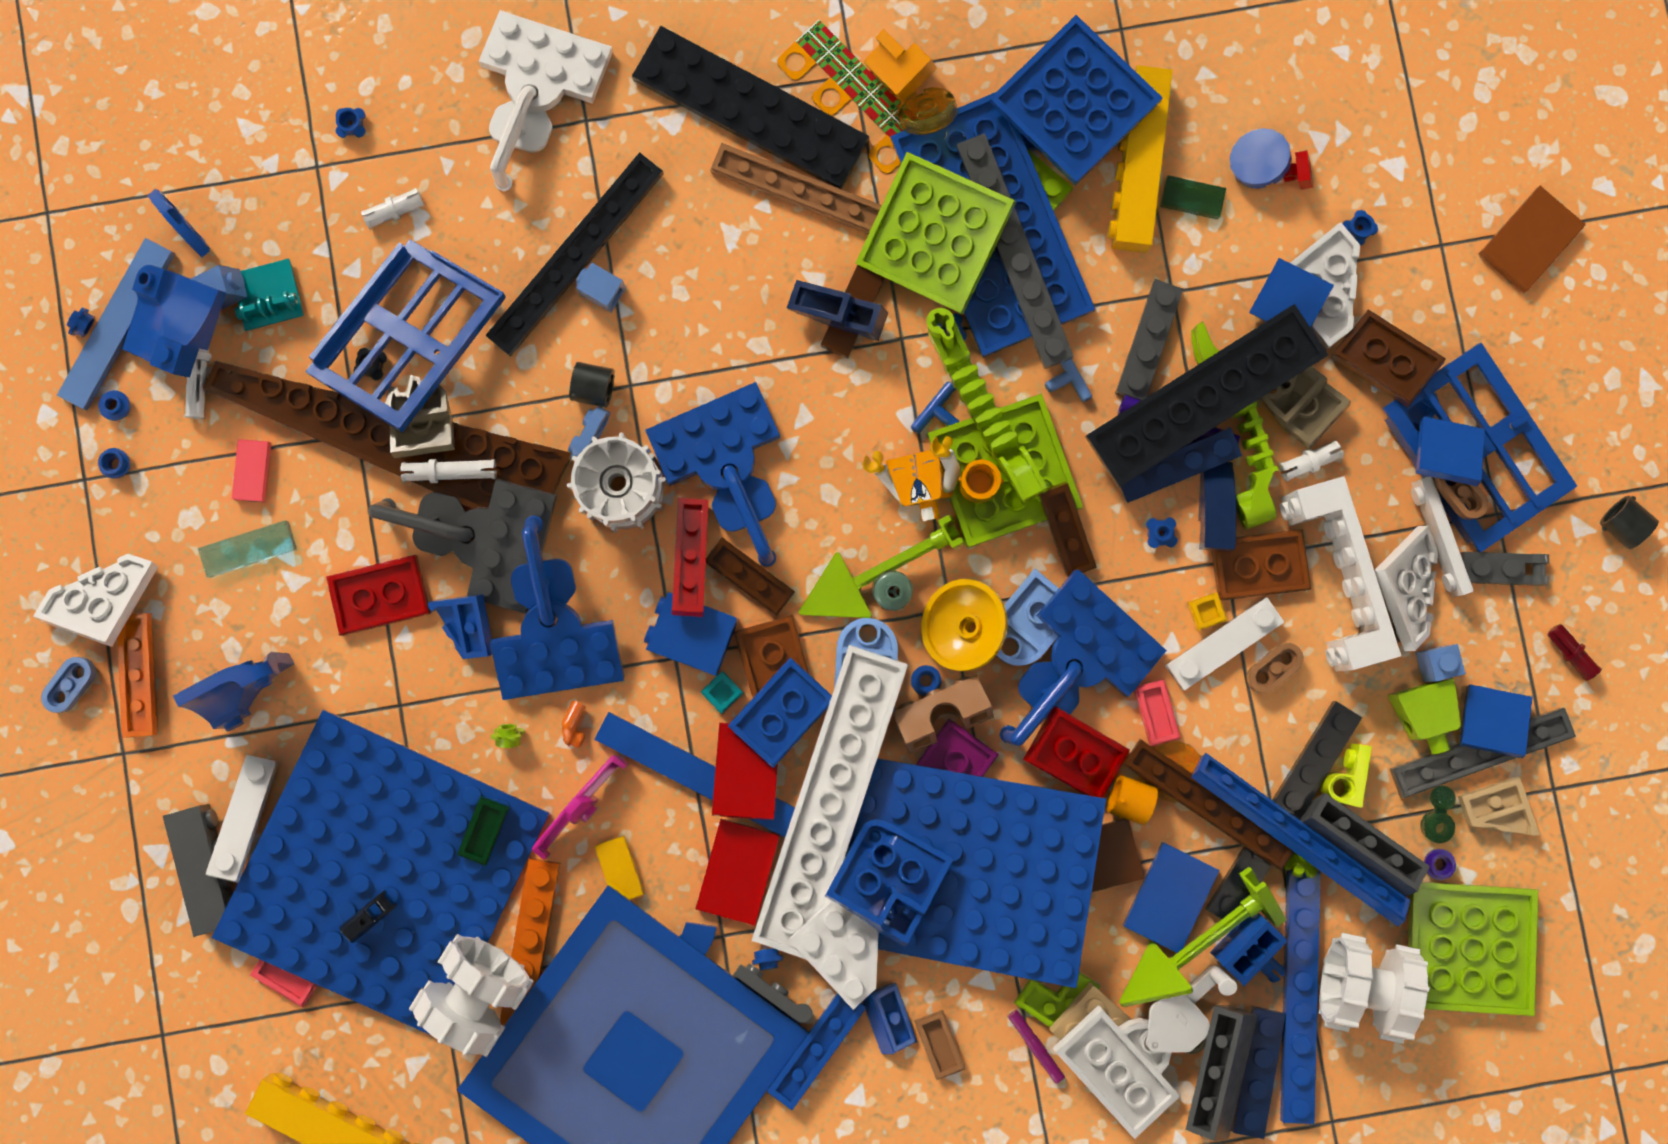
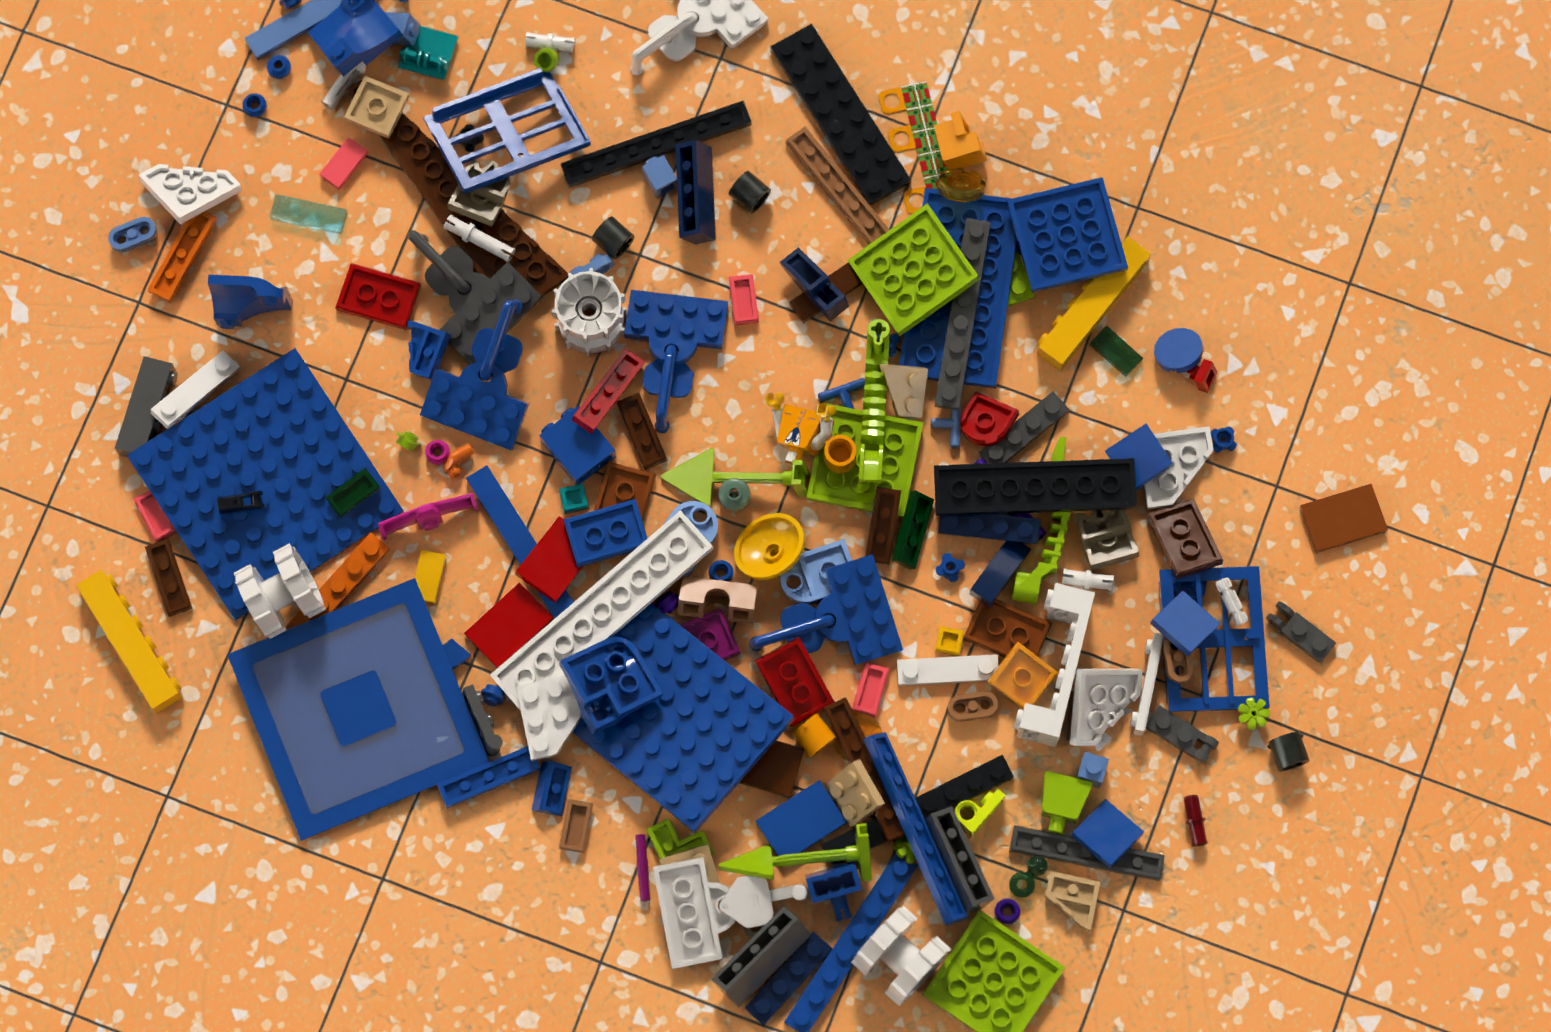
camera: 30 degrees right, 10 degrees down
(247, 389) = (376, 107): none -> tan plate
(341, 1036) = (168, 577): none -> reddish brown tile
(400, 229) = (546, 59): none -> lime tile
(536, 728) = (435, 445): none -> dark pink plate
(649, 283) = (695, 192): none -> dark blue brick
(707, 249) = (749, 192): none -> pearl dark grey piece
(770, 370) = (743, 299): none -> coral tile
(892, 747) = (668, 602): none -> dark purple plate
(1003, 367) = (906, 388): none -> tan wing
(1099, 515) = (912, 530): none -> dark green tile
(1106, 351) = (987, 420): none -> red tile
(1215, 838) = (855, 793): none -> tan plate
(1308, 606) = (1022, 676): none -> light orange tile
(1480, 398) = (1231, 601): none -> white axle
(1563, 387) = (1302, 633): none -> dark grey hinge
(1569, 503) = (1255, 709): none -> lime plant

